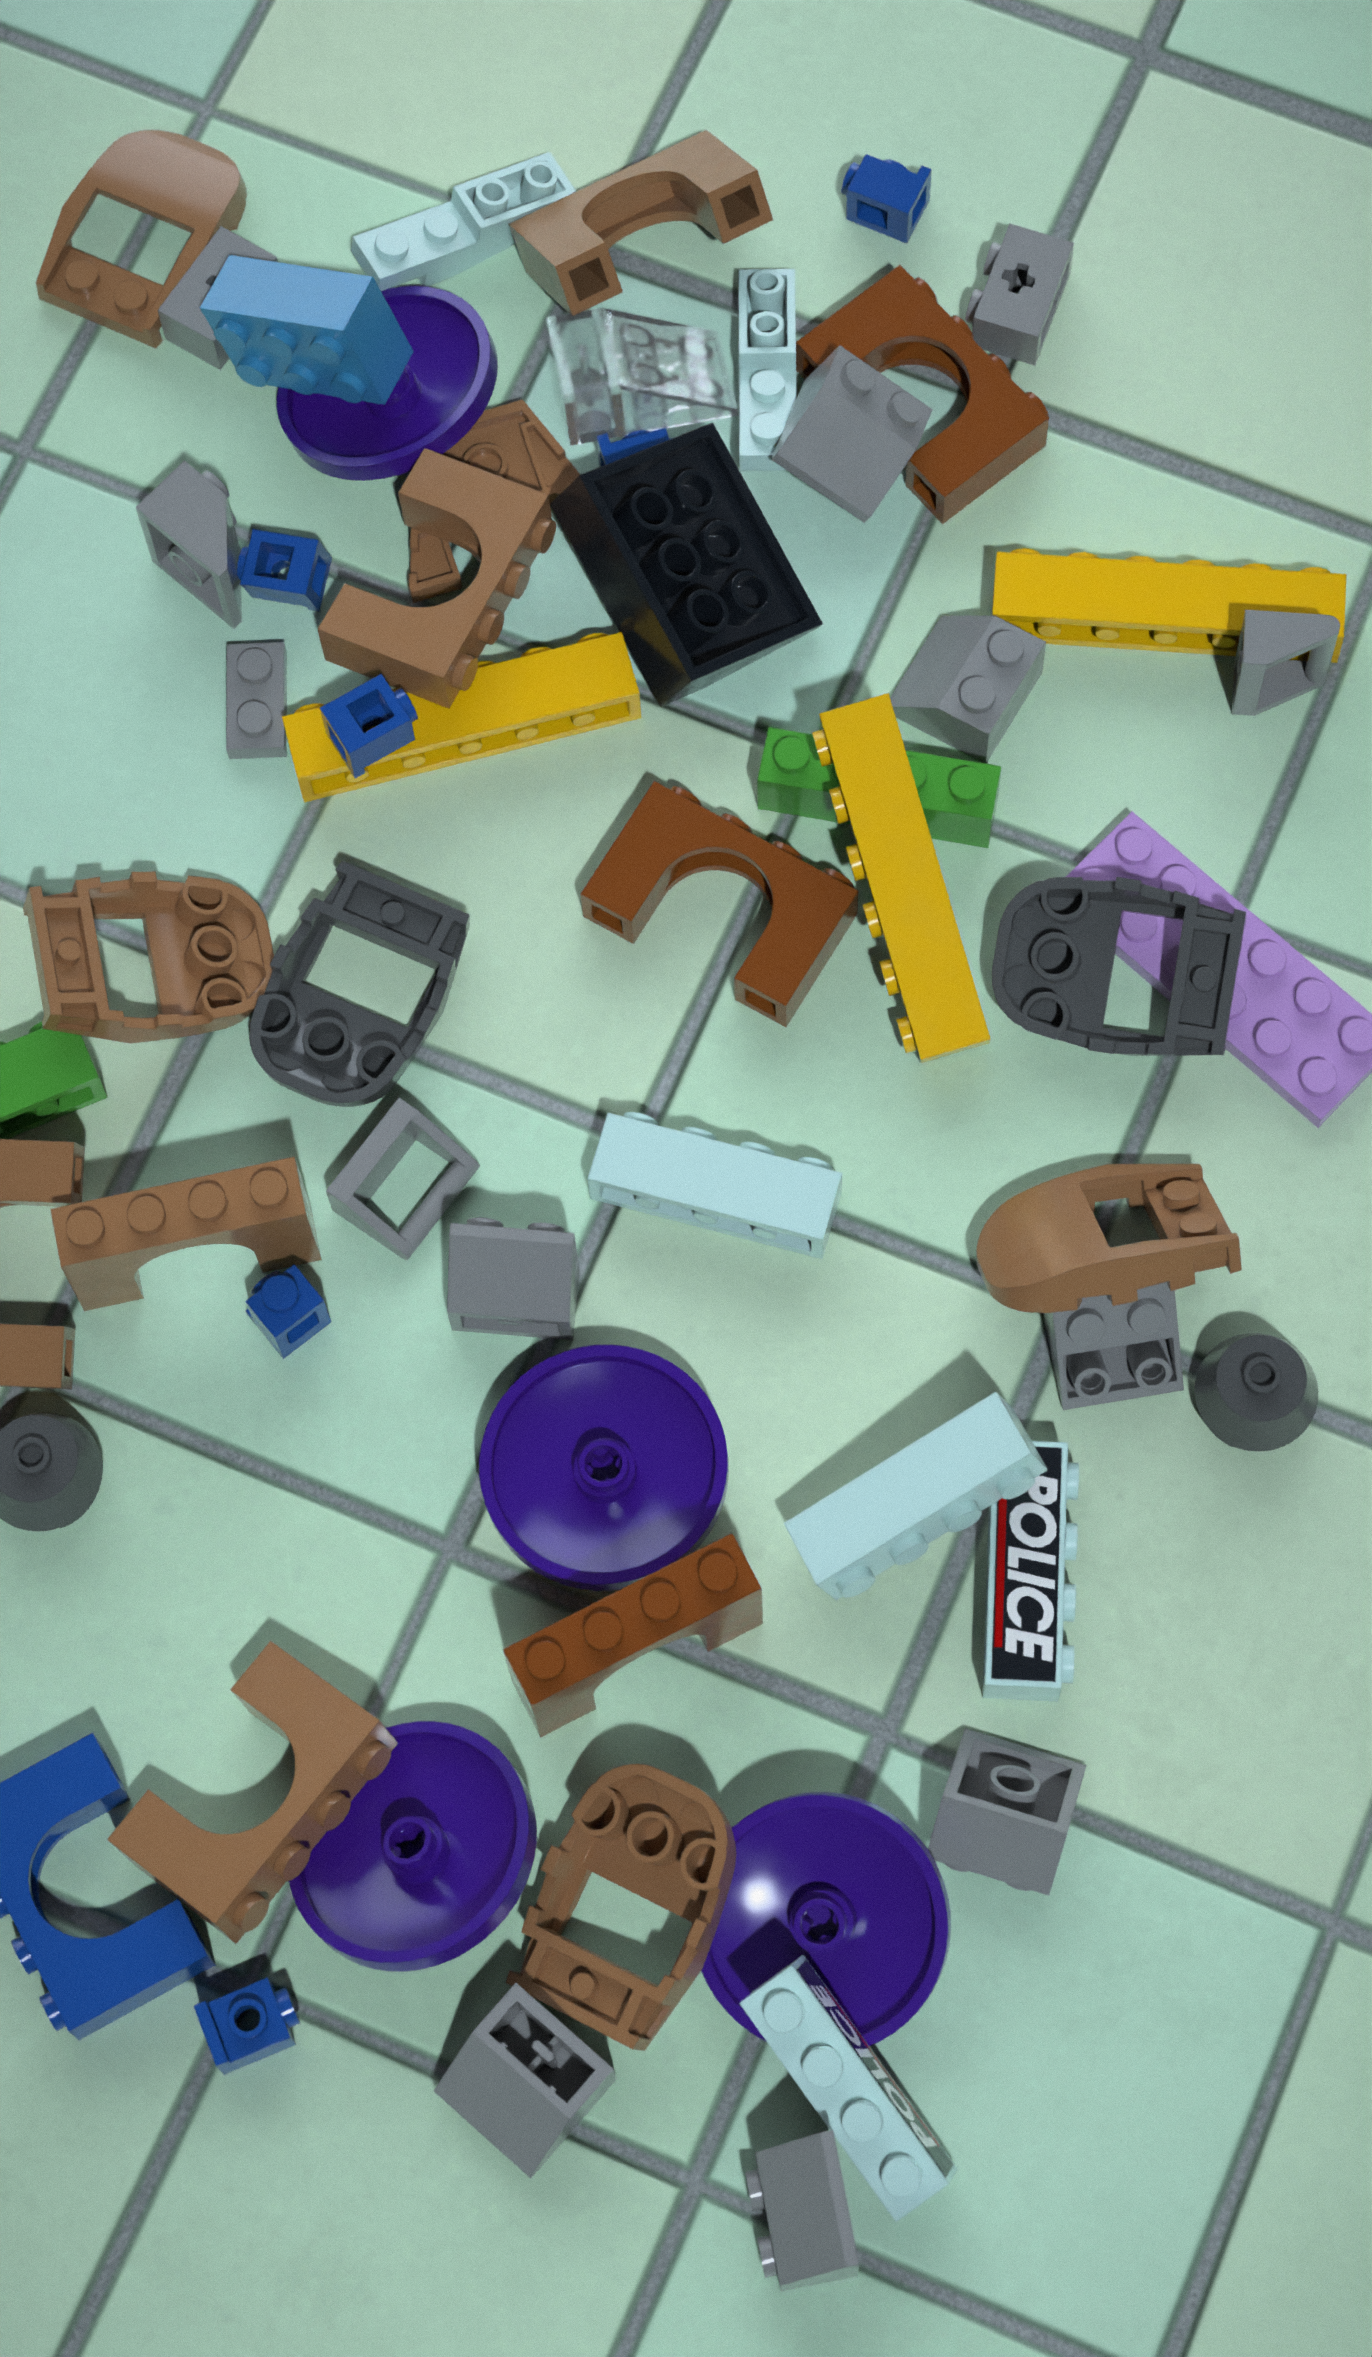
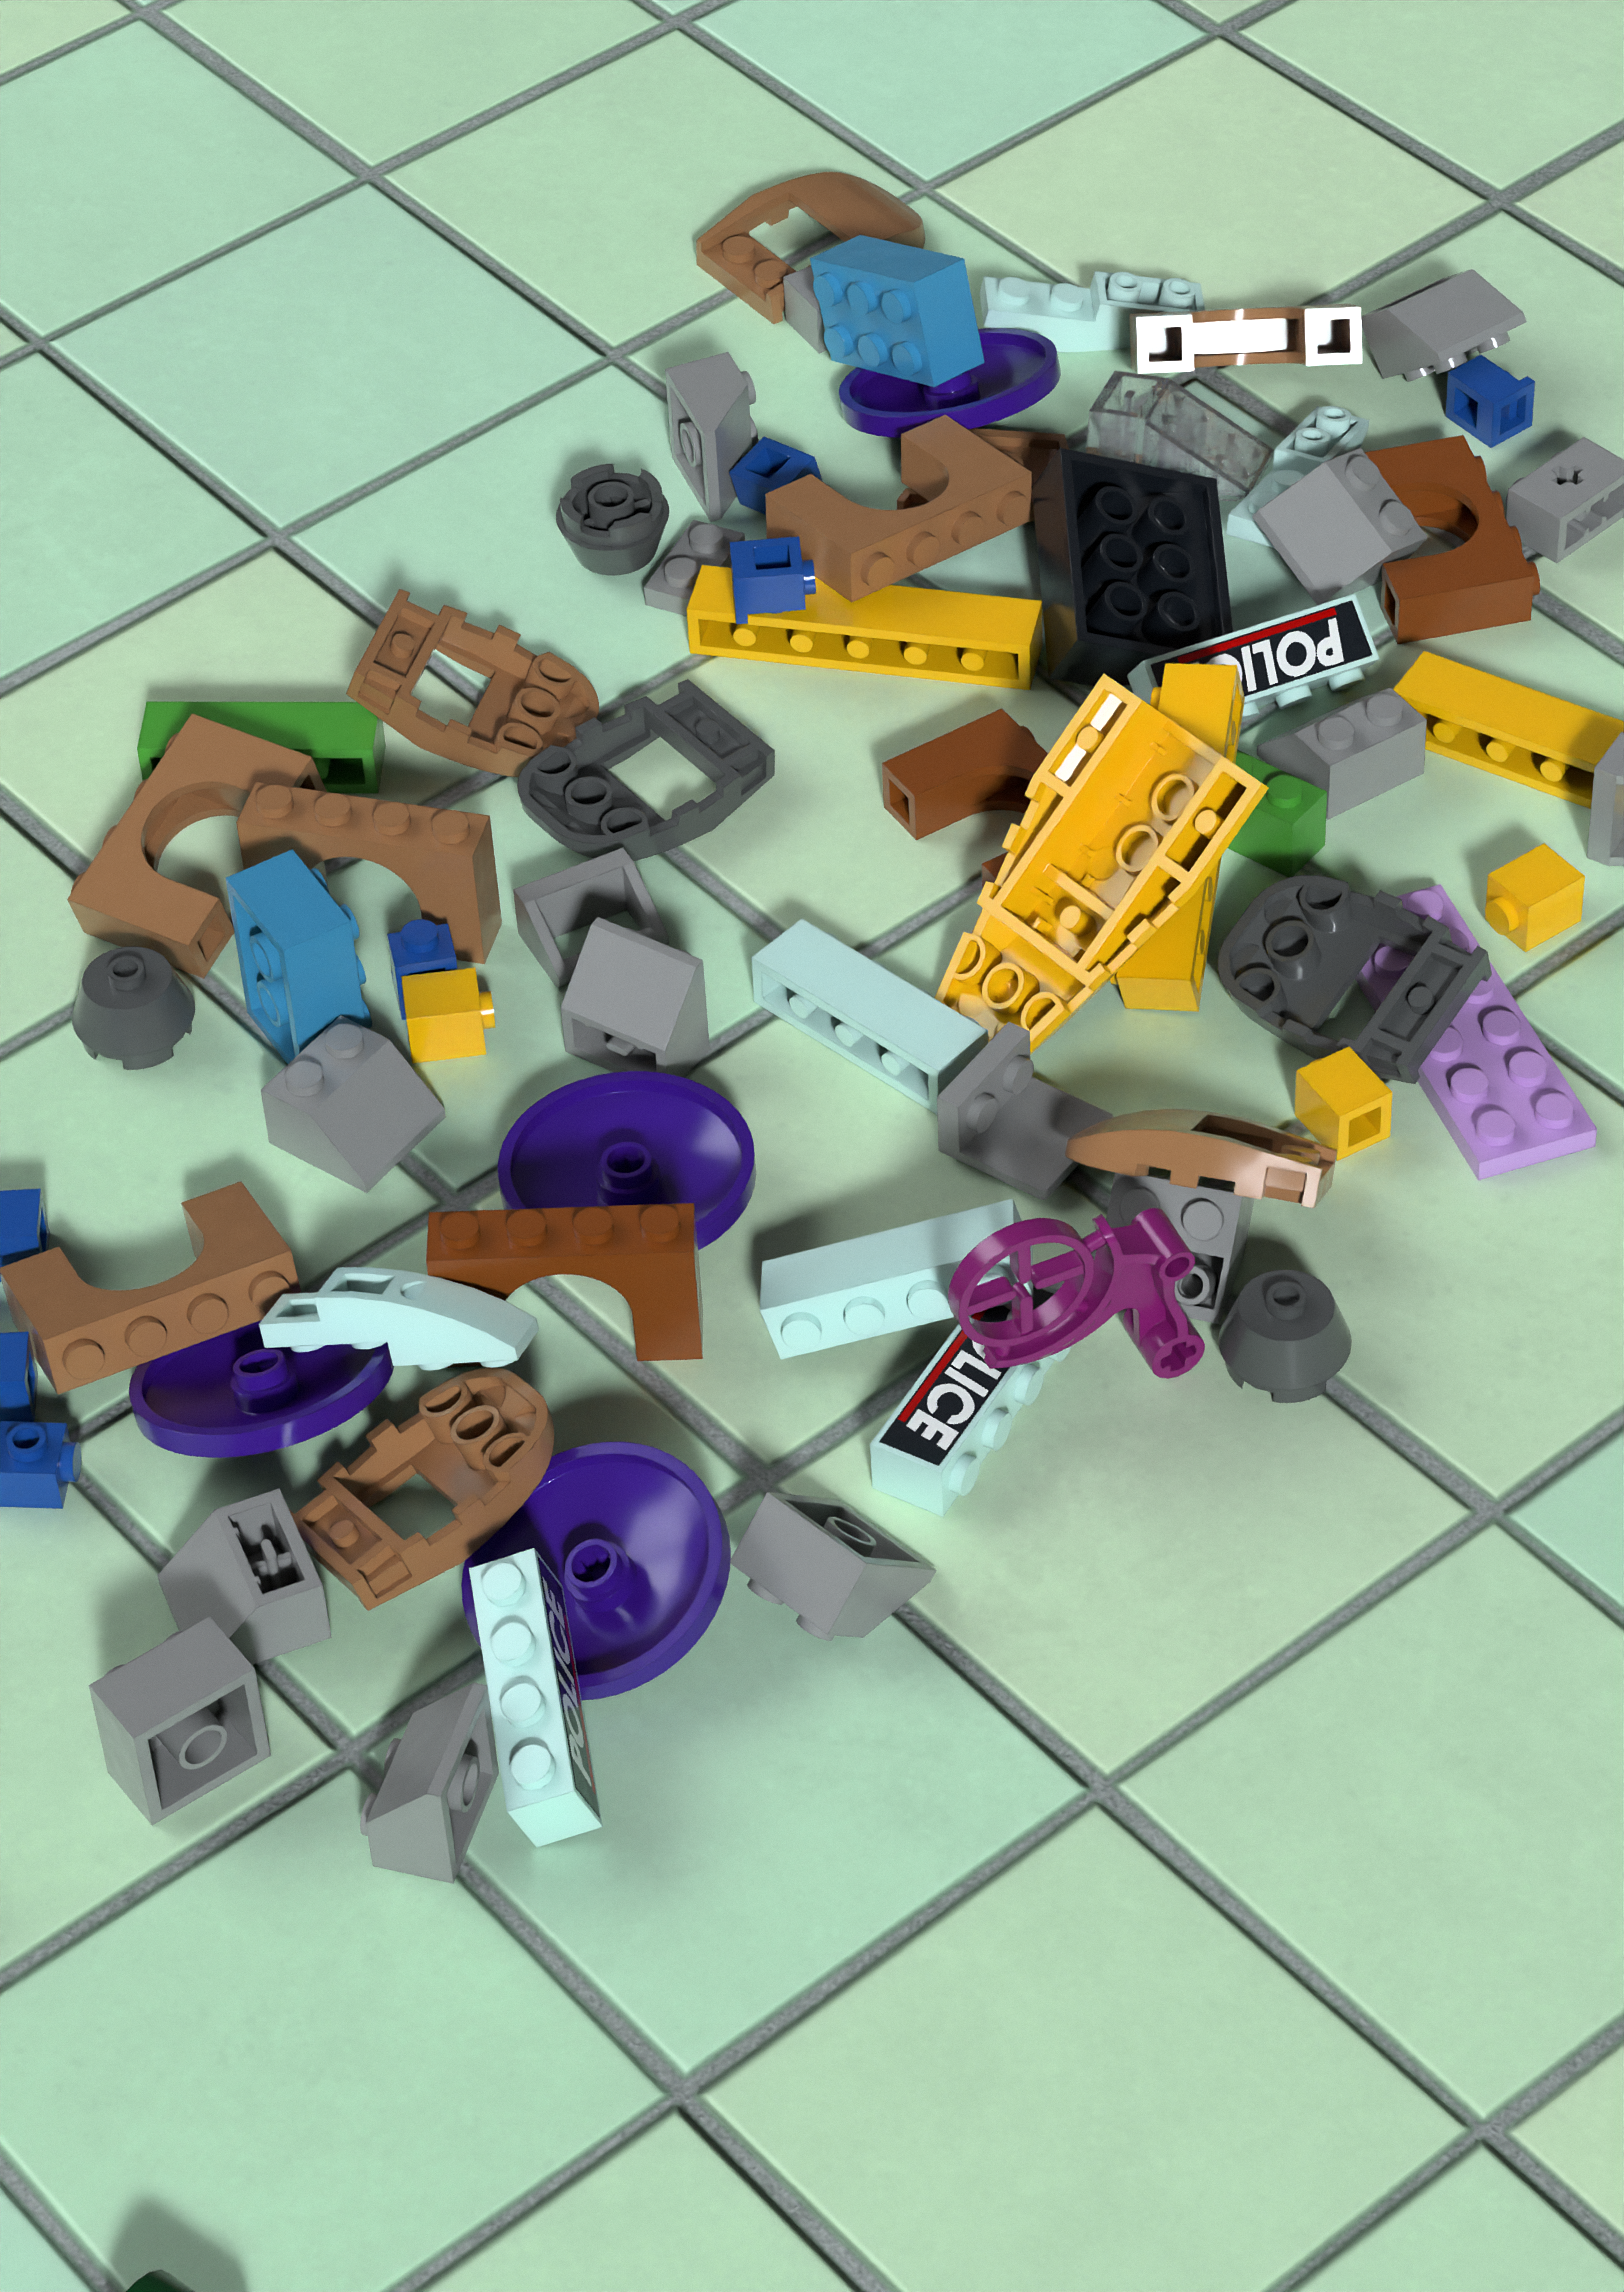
camera: 25 degrees right, 25 degrees down
(161, 686) = (613, 519): none -> dark grey cone
(194, 1382) = (295, 952): none -> dark azure brick
(309, 1495) = (349, 1105): none -> light grey slope
(334, 1350) = (446, 1015): none -> yellow brick
(522, 1752) = (417, 1314): none -> light aqua slope
(559, 2253) = (180, 1720): none -> light grey brick
(811, 128) = (1439, 326): none -> light grey slope
(850, 628) = (1280, 656): none -> brick
(872, 970) = (1106, 853): none -> yellow wedge
(914, 1251) = (1010, 1121): none -> light grey bracket
(1149, 1428) = (1131, 1270): none -> magenta piece
(1174, 1105) = (1343, 1102): none -> yellow brick
(1222, 796) = (1534, 897): none -> yellow brick

